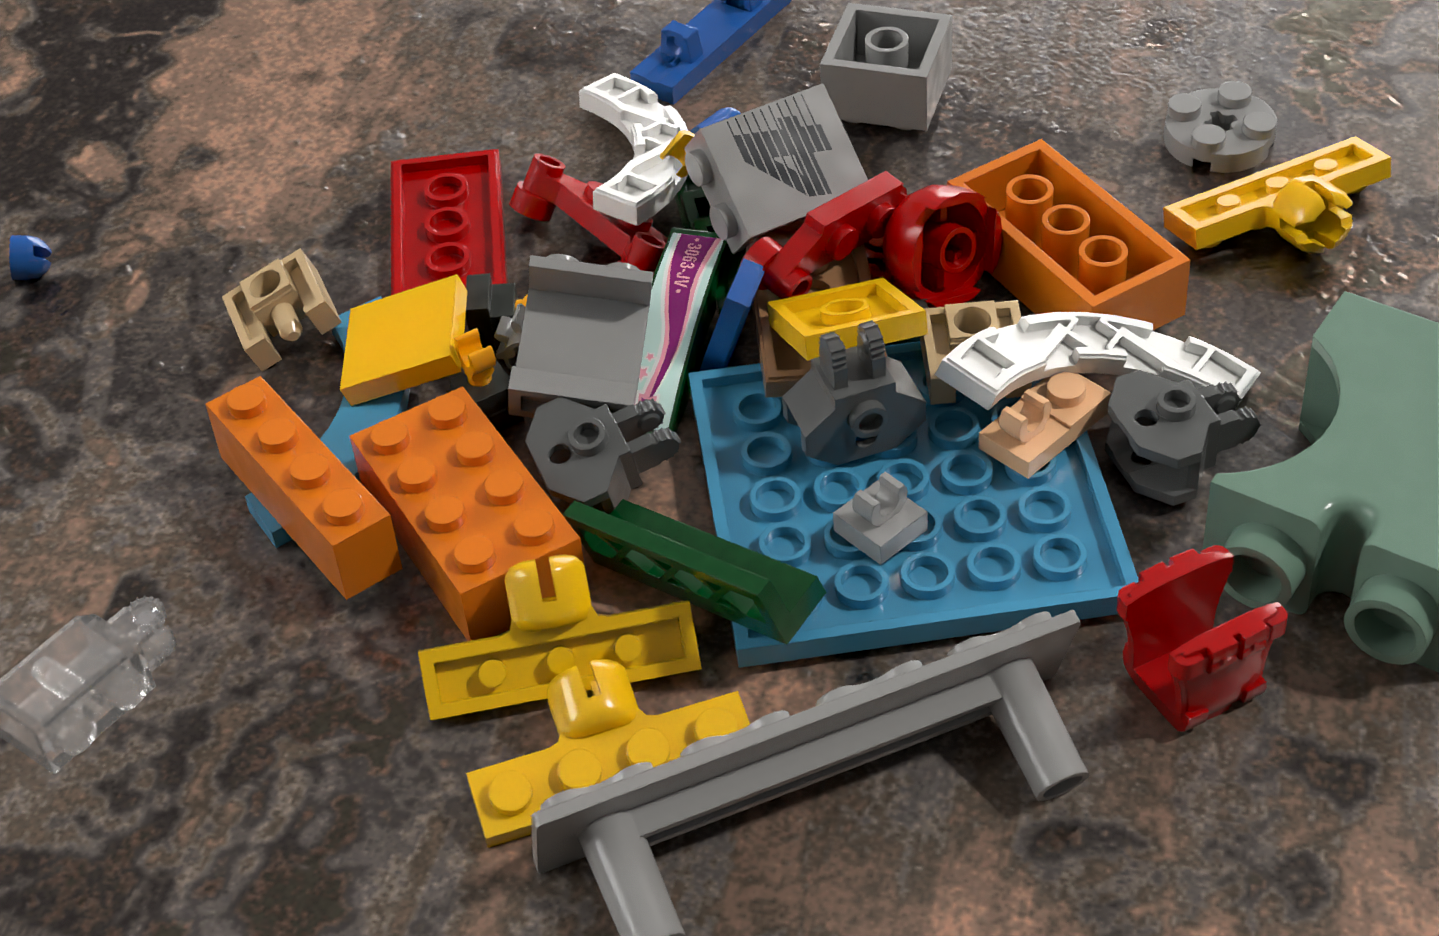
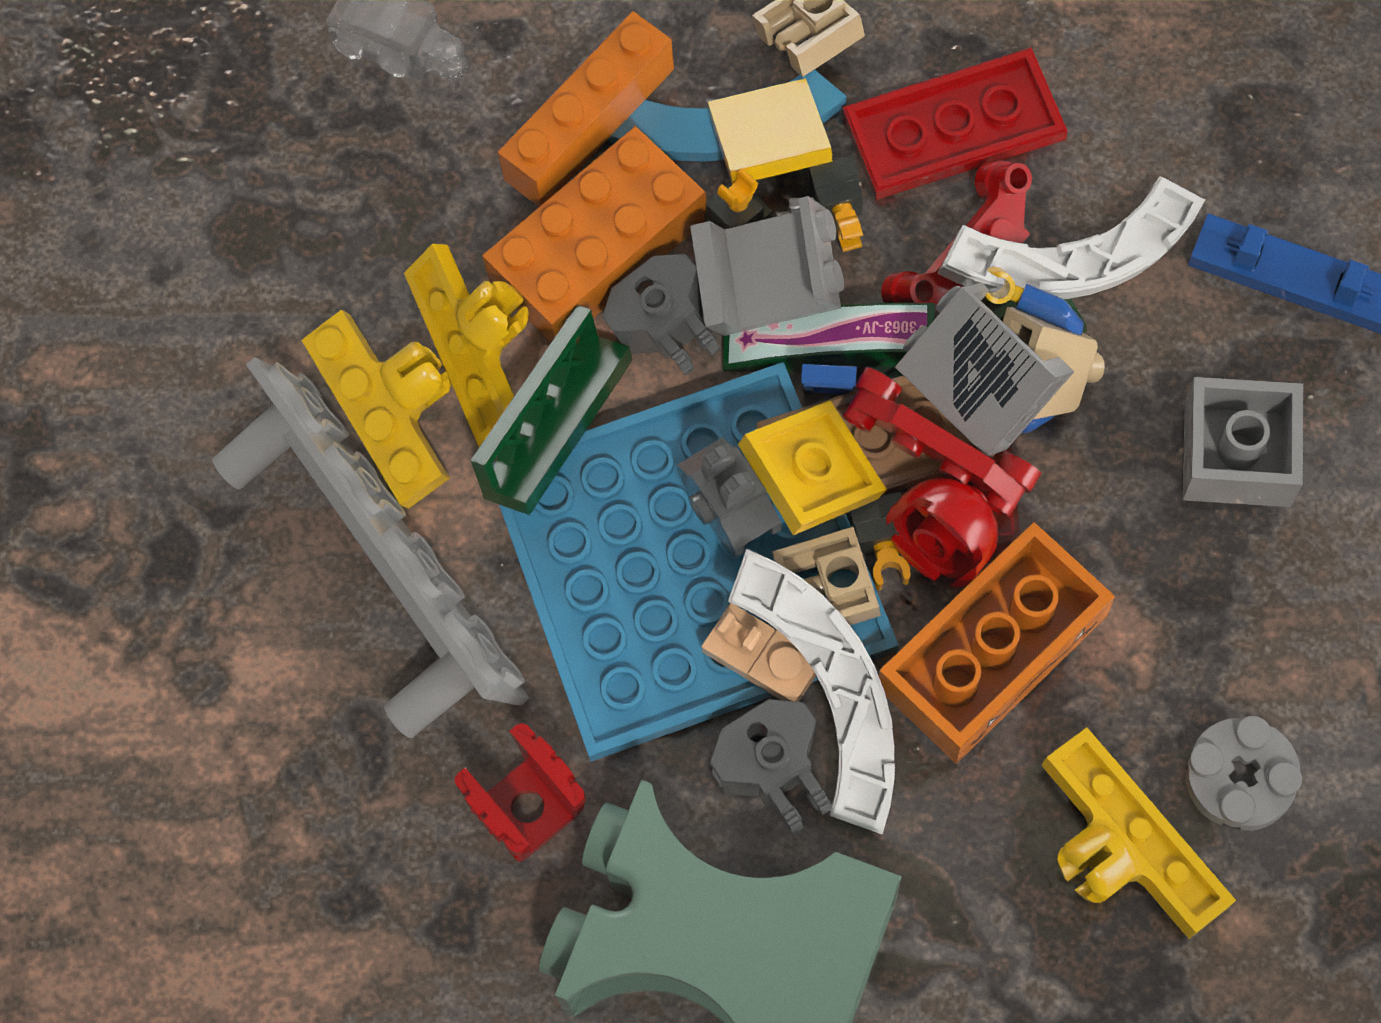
camera: 80 degrees right, 25 degrees up
(881, 519) = (624, 543): light grey tile -> none

